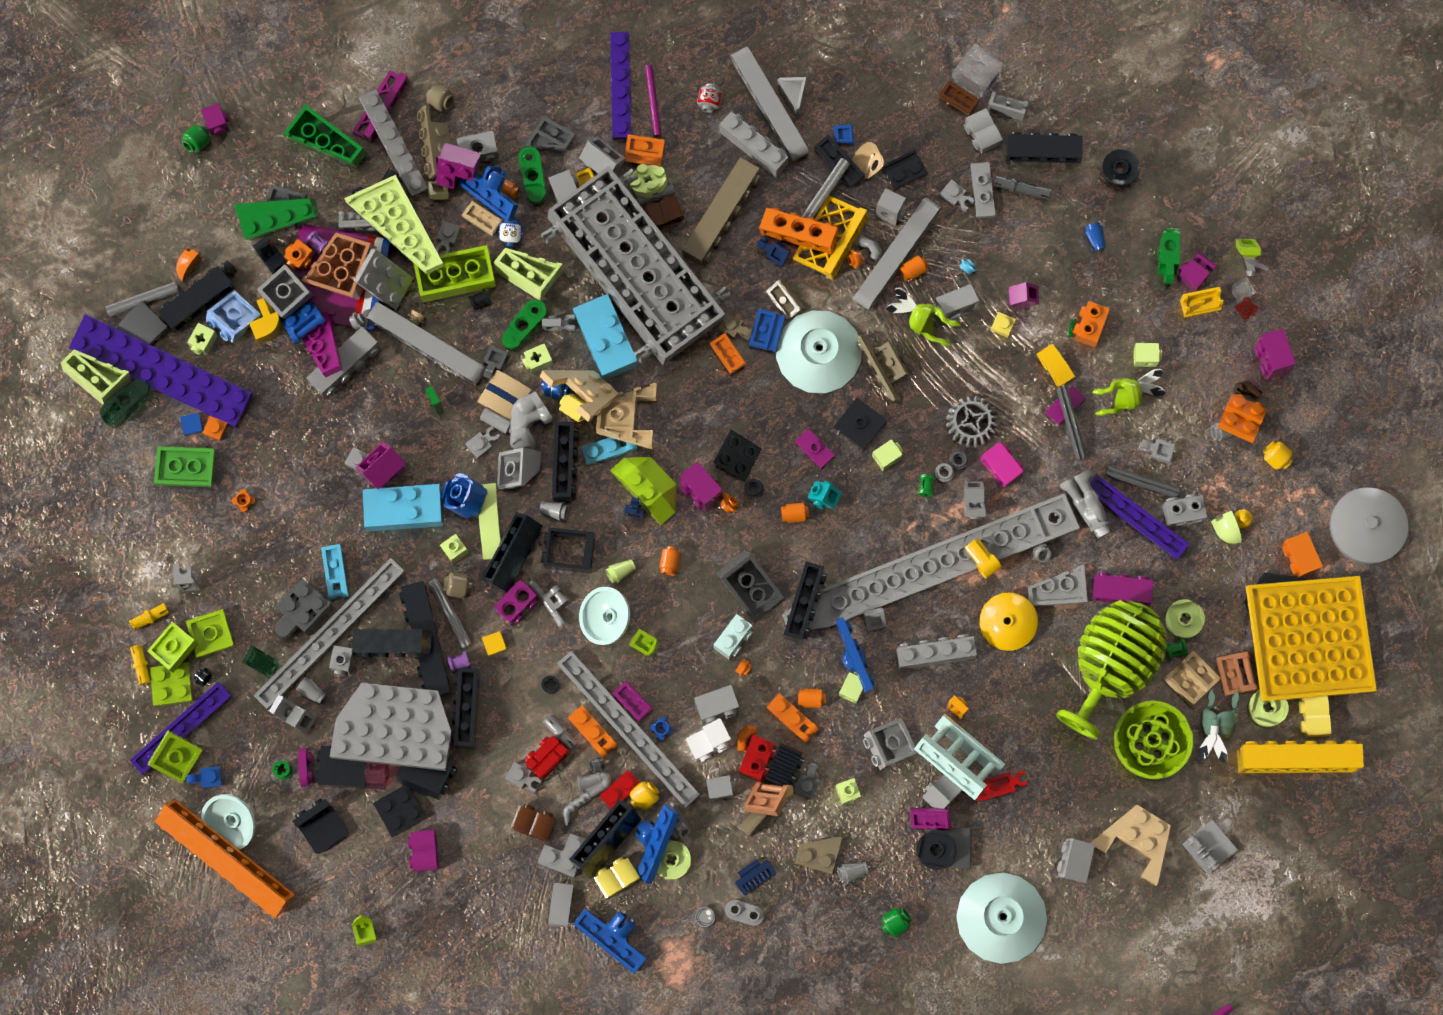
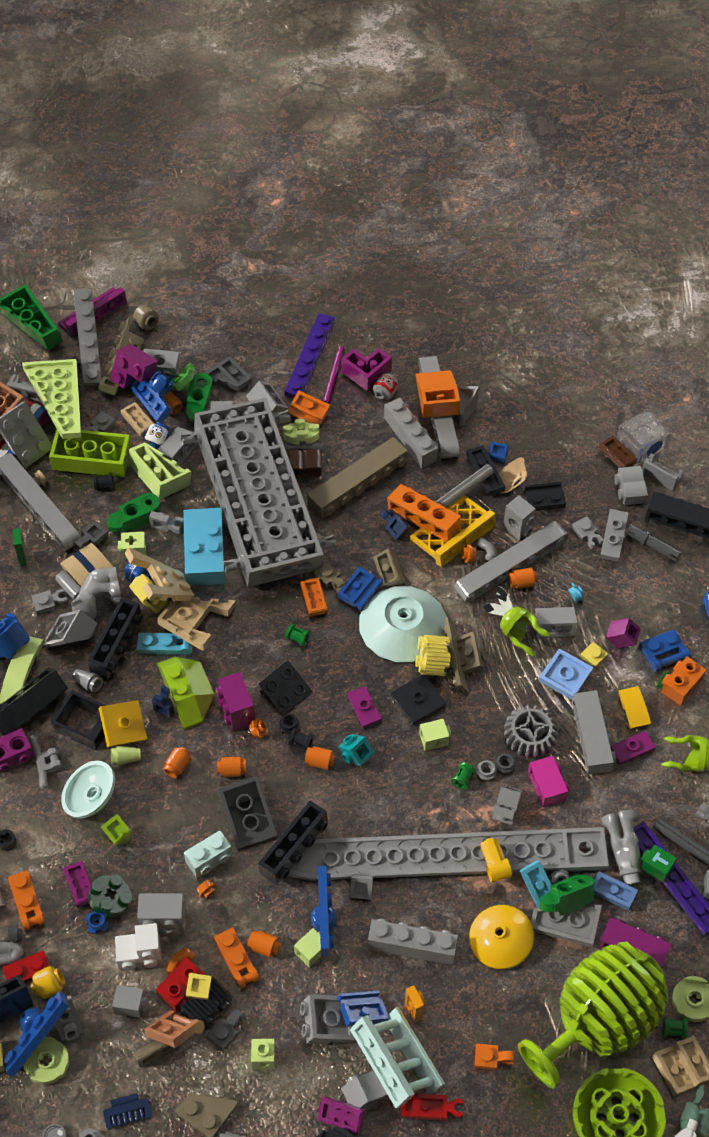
camera: 15 degrees right, 20 degrees down
(509, 159) = (182, 379): none -> bright green wing
(531, 239) = (173, 448): none -> light grey hinge
(607, 543) = (122, 723): none -> yellow plate
(628, 729) = (63, 913): light grey plate -> none
(671, 696) = (114, 885): none -> plate
(685, 88) = (366, 370): none -> magenta brick
(720, 548) = (231, 766): none -> orange brick
(727, 398) = (297, 634): none -> green bush
(766, 94) = (438, 394): none -> orange slope
(770, 501) = (300, 739): none -> black bush
(775, 757) = (198, 986): none -> light yellow plate
(860, 379) = (433, 655): none -> light yellow brick
(915, 725) = (361, 1004): none -> plate
(984, 353) = (565, 674): none -> light blue plate
(1025, 565) = (536, 880): none -> medium azure plate
(1026, 404) = (593, 733): none -> light grey brick
(1032, 727) = (488, 1057): none -> orange plate
(1054, 566) = (569, 895): none -> green piece
(1061, 293) = (663, 645): none -> blue plate
(1071, 423) = (633, 764): dark grey axle -> none
(1089, 547) = (614, 891): none -> medium blue plate
(1121, 511) = (658, 862): none -> green brick

